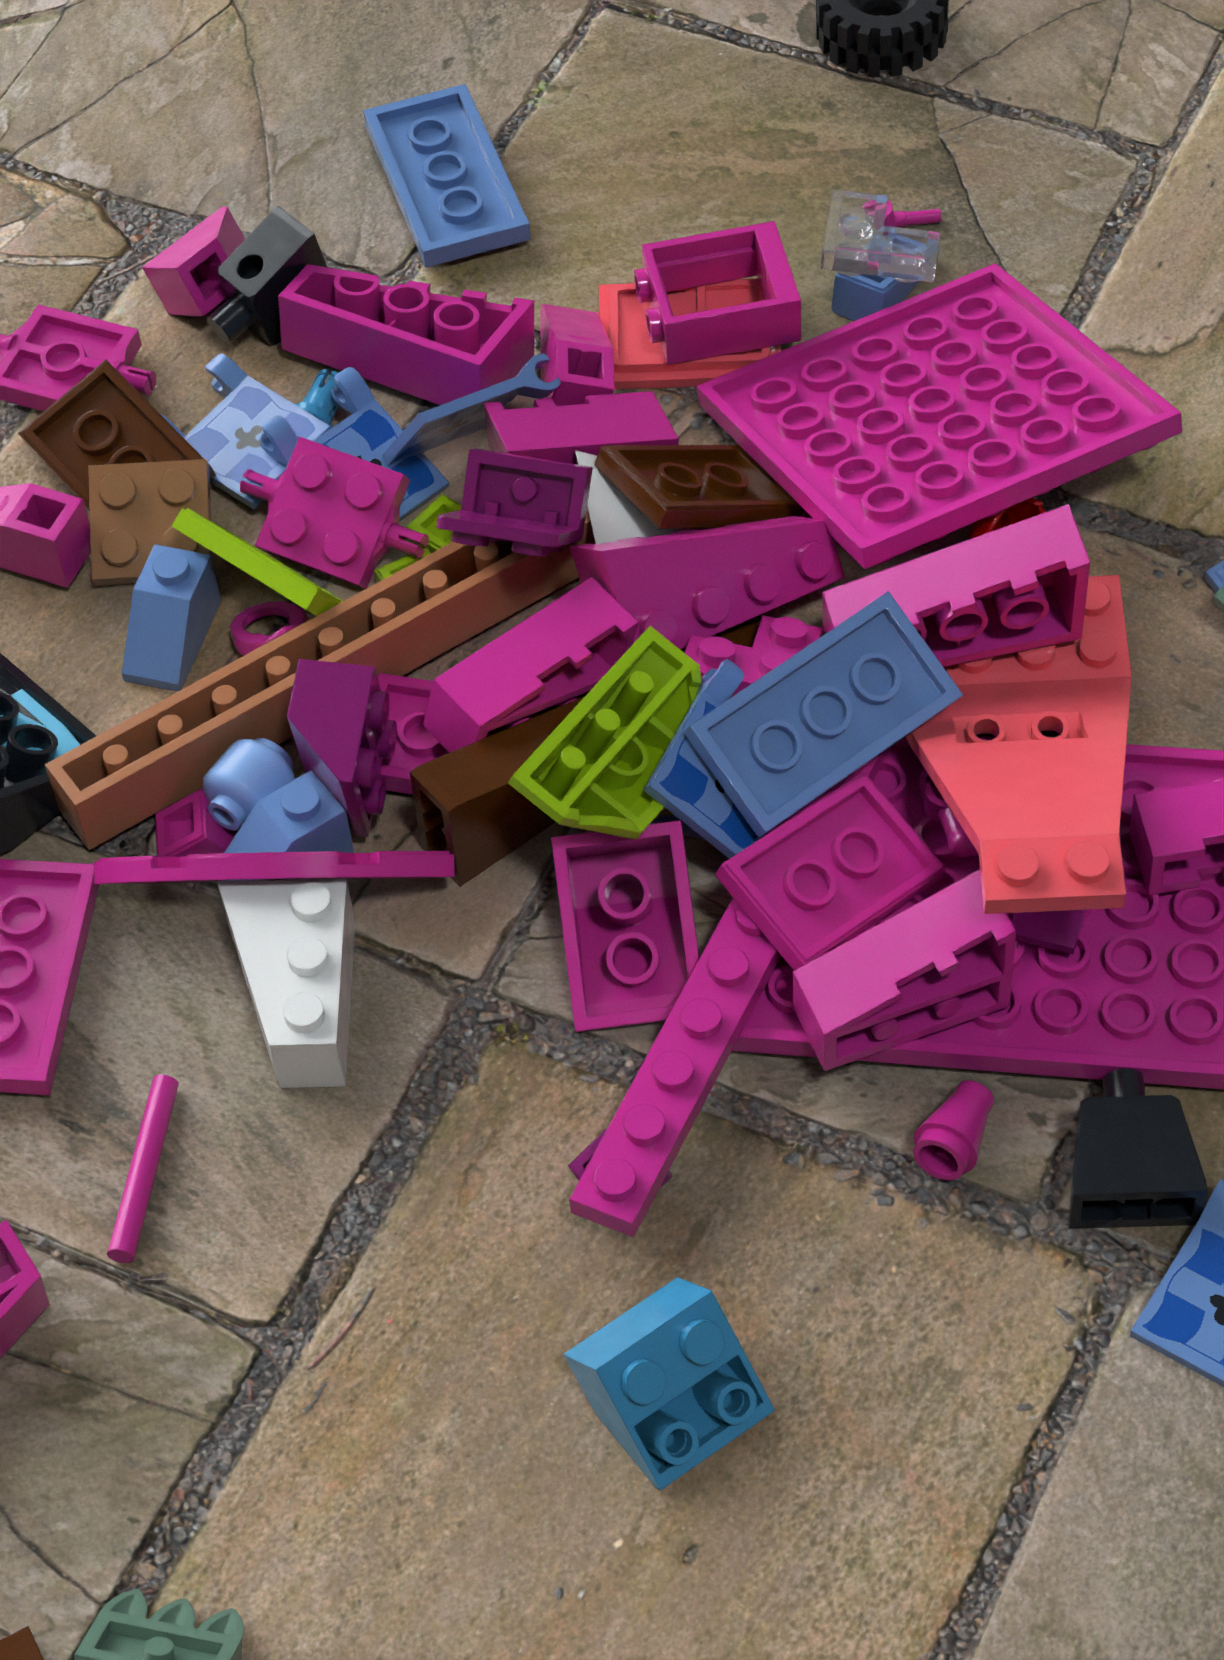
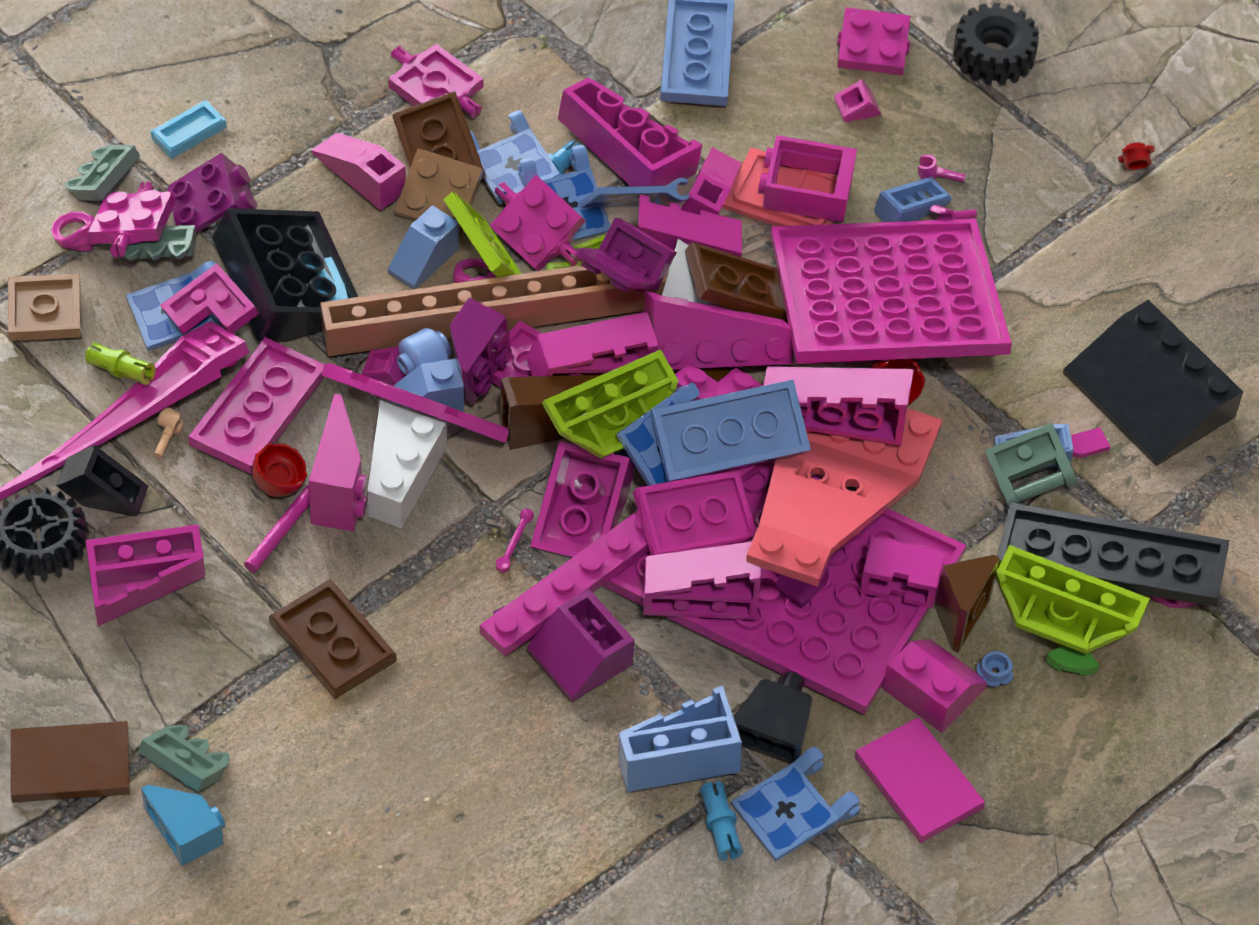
camera: 15 degrees right, 0 degrees up
(97, 1069) = (279, 470): none -> red hair
(188, 268) = (536, 54): dark pink slope -> none
(209, 1046) = (336, 475): none -> dark pink slope
(259, 273) = (561, 72): black torso -> none
(321, 1324) = (332, 638): none -> reddish brown tile
(544, 1077) = (503, 563): none -> dark pink hinge
(670, 1380) = (488, 732): dark azure slope -> none
(699, 72) = (873, 41): none -> dark pink plate
(722, 165) = (857, 102): none -> dark pink slope
(753, 1165) = (582, 645): none -> magenta slope
(861, 244) = (904, 180): clear plate -> none
(950, 271) = (948, 214): none -> dark pink hand
(952, 1136) = (693, 671): dark pink cone -> none
(1011, 1268) = (683, 746): none -> medium blue wedge
(1136, 1372) = (721, 820): none -> dark azure pin
(1174, 93) = (1136, 156): none -> red plate

